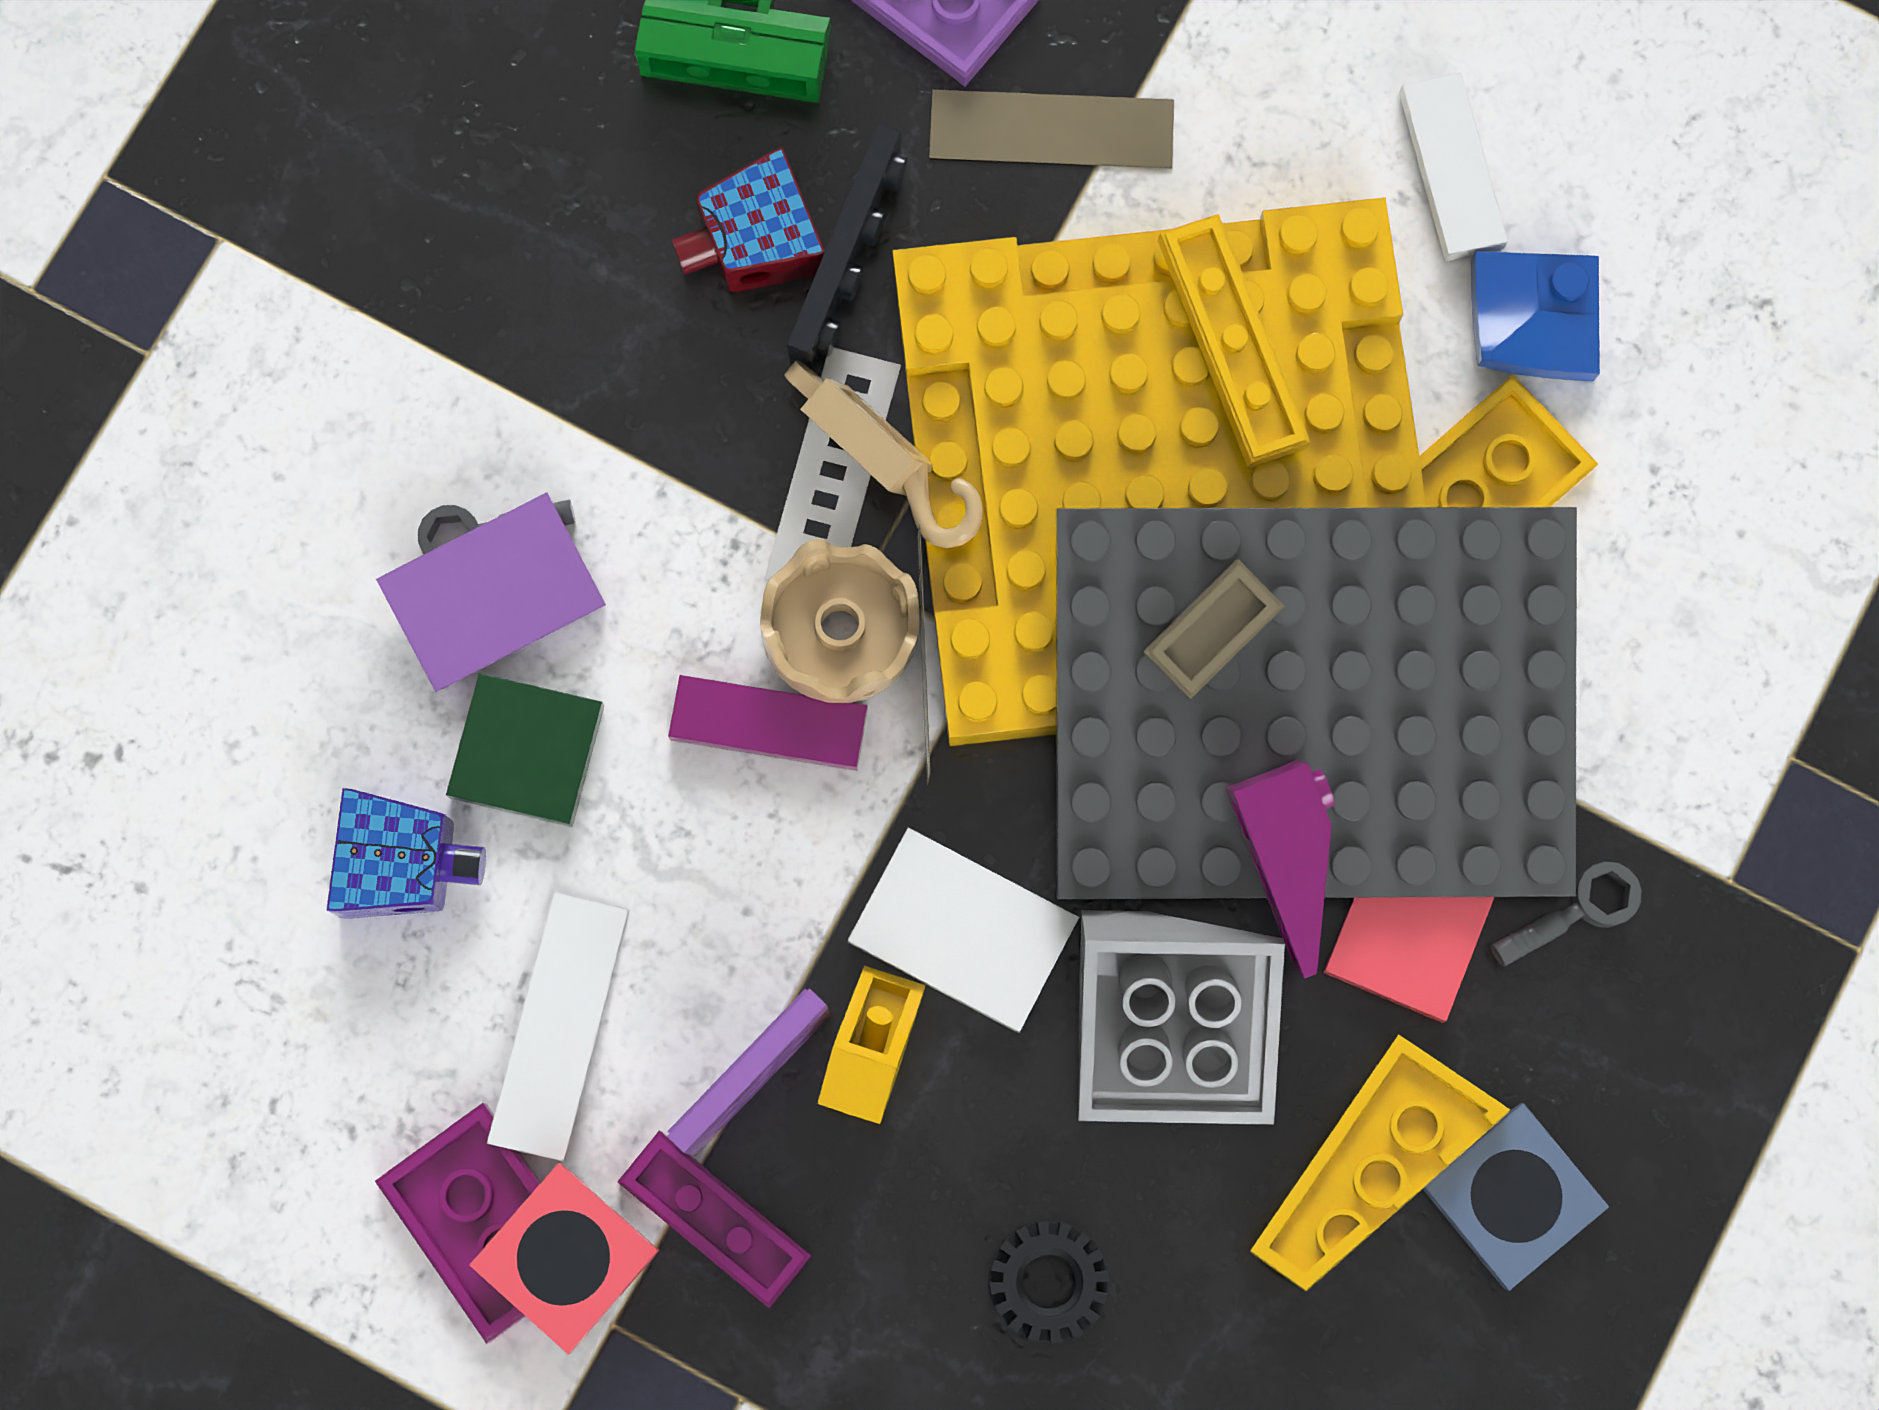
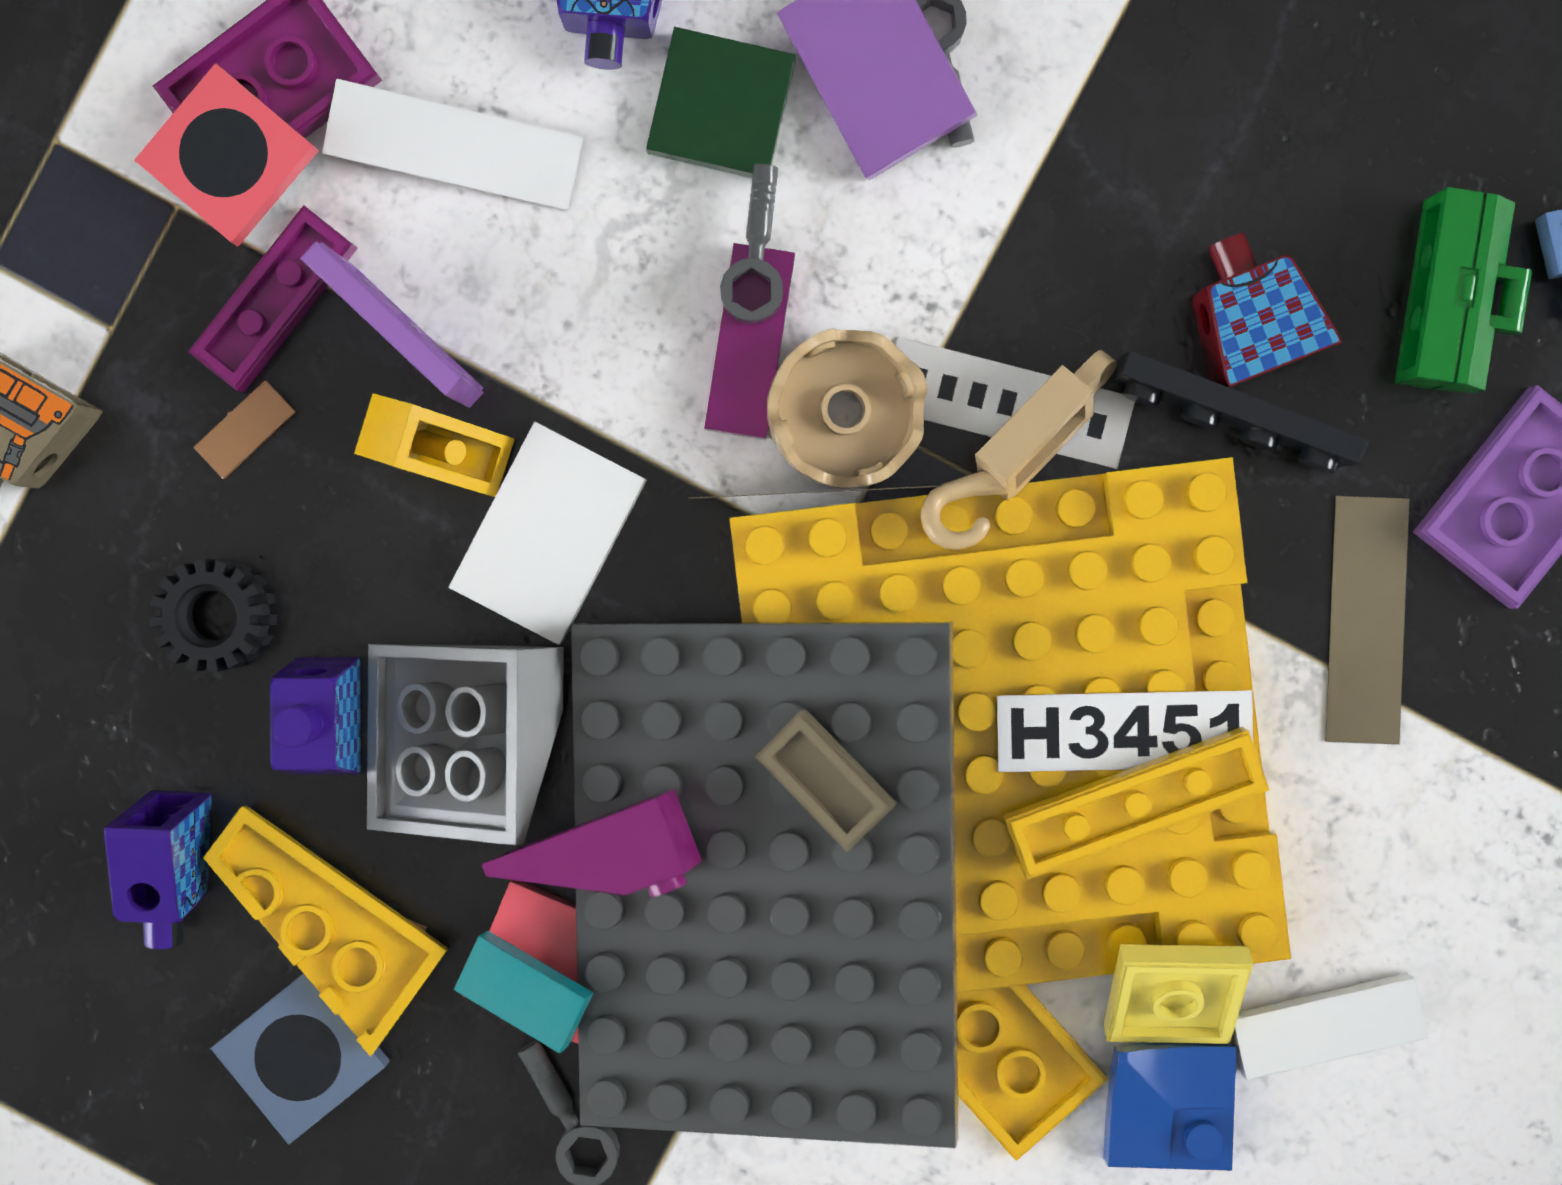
camera: 90 degrees right, 10 degrees up
(662, 709) = (758, 235): none -> dark grey piece
(851, 1253) = (244, 429): none -> medium nougat window
(1154, 1163) = (316, 716): none -> dark purple torso
(1159, 365) = (1111, 728): none -> white sticker
(1314, 1333) = (159, 862): none -> dark purple torso
(1423, 305) = (1177, 993): none -> light yellow tile
(1437, 949) = (523, 991): none -> teal tile

